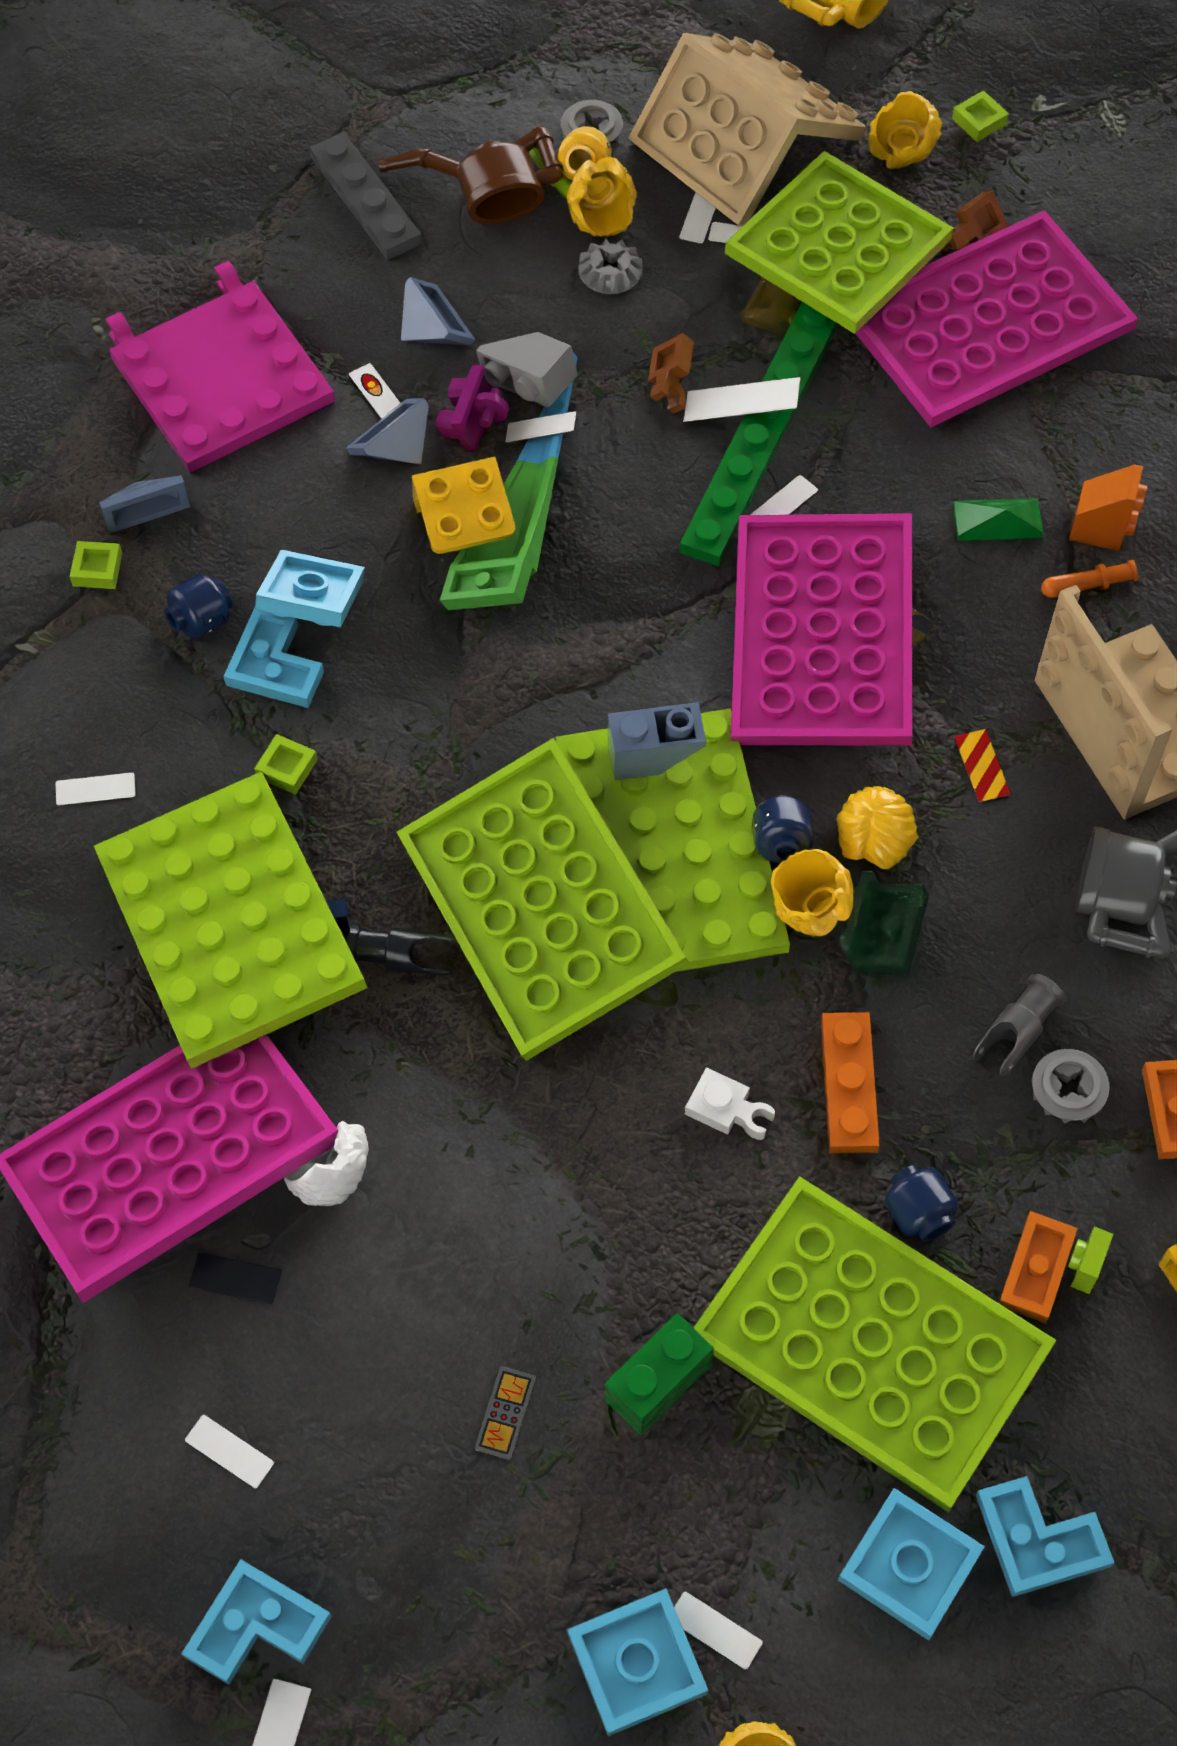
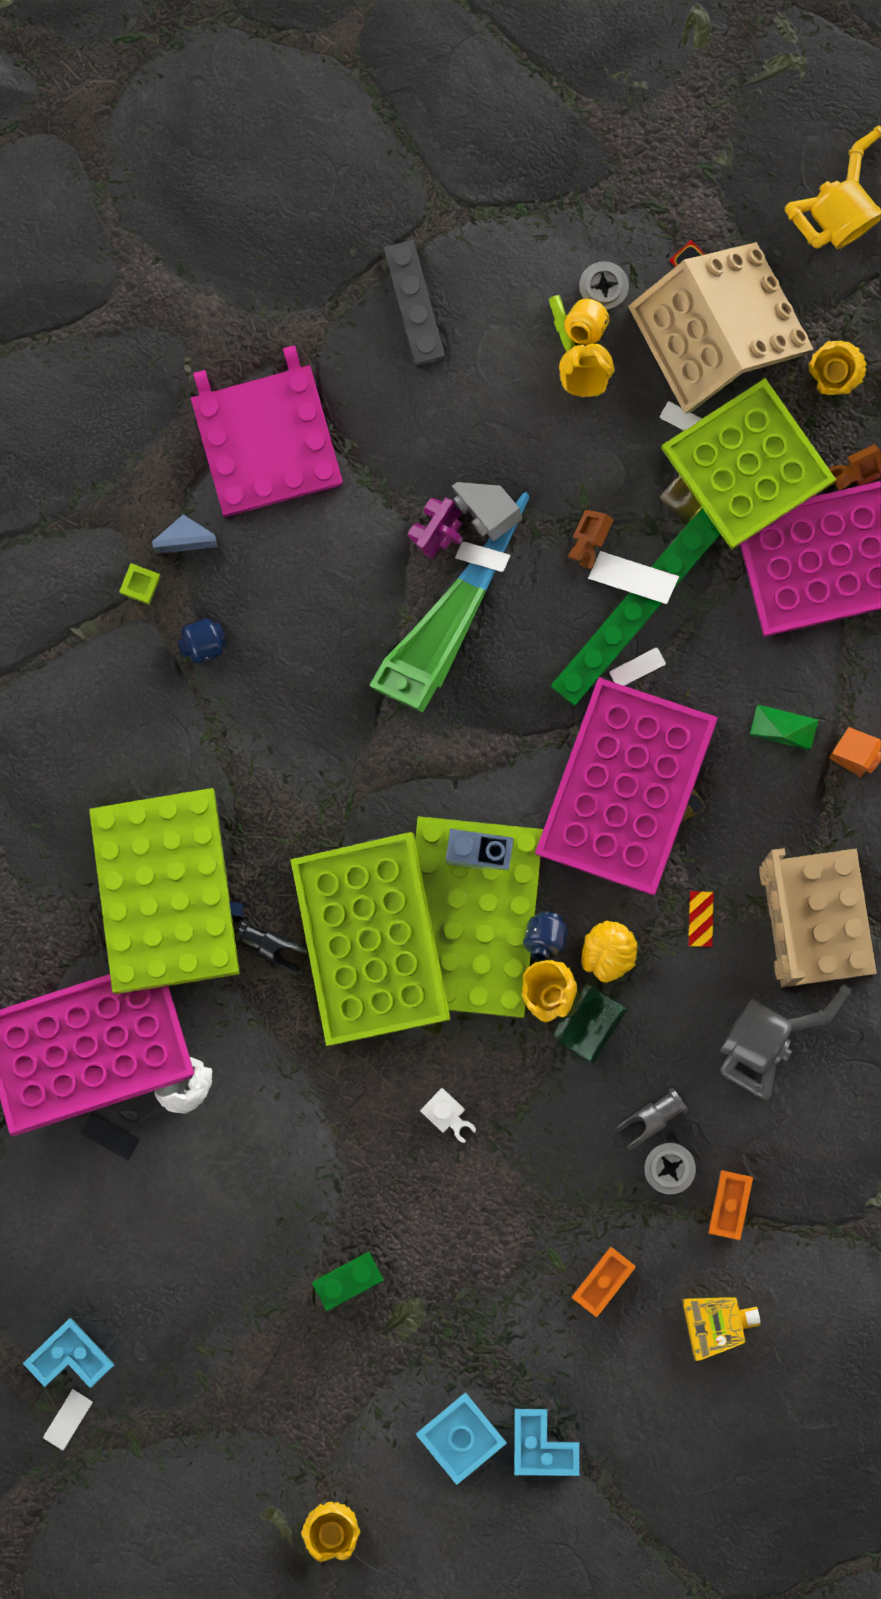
camera: 20 degrees right, 20 degrees up
(95, 788) = (100, 760): white sticker -> none
(229, 1451) = (79, 1245): white sticker -> none
(266, 669) = (234, 701): medium azure plate -> none
(286, 764) = (231, 783): lime plate -> none
(310, 588) = (282, 652): medium azure plate -> none
(374, 389) = (375, 486): white sticker -> none
(397, 435) = (376, 532): sand blue slope -> none
(431, 317) = (432, 433): sand blue slope -> none
(463, 505) = (406, 616): yellow bracket -> none
(495, 177) = (517, 321): reddish brown piece -> none
(505, 1412) = (251, 1271): sticker -> none
(607, 278) = (571, 436): light grey gear -> none
(637, 1662) = (283, 1446): medium azure plate -> none
(697, 220) = (656, 397): white sticker -> none
(717, 1630) = (335, 1439): white sticker -> none
(849, 1083) = (531, 1122): orange plate -> none
(874, 1342) = (485, 1297): lime plate -> none
(921, 1203) = (545, 1220): dark blue head -> none
(1085, 580) = (814, 797): orange piece -> none
(1088, 1259) = (635, 1287): lime plate -> none

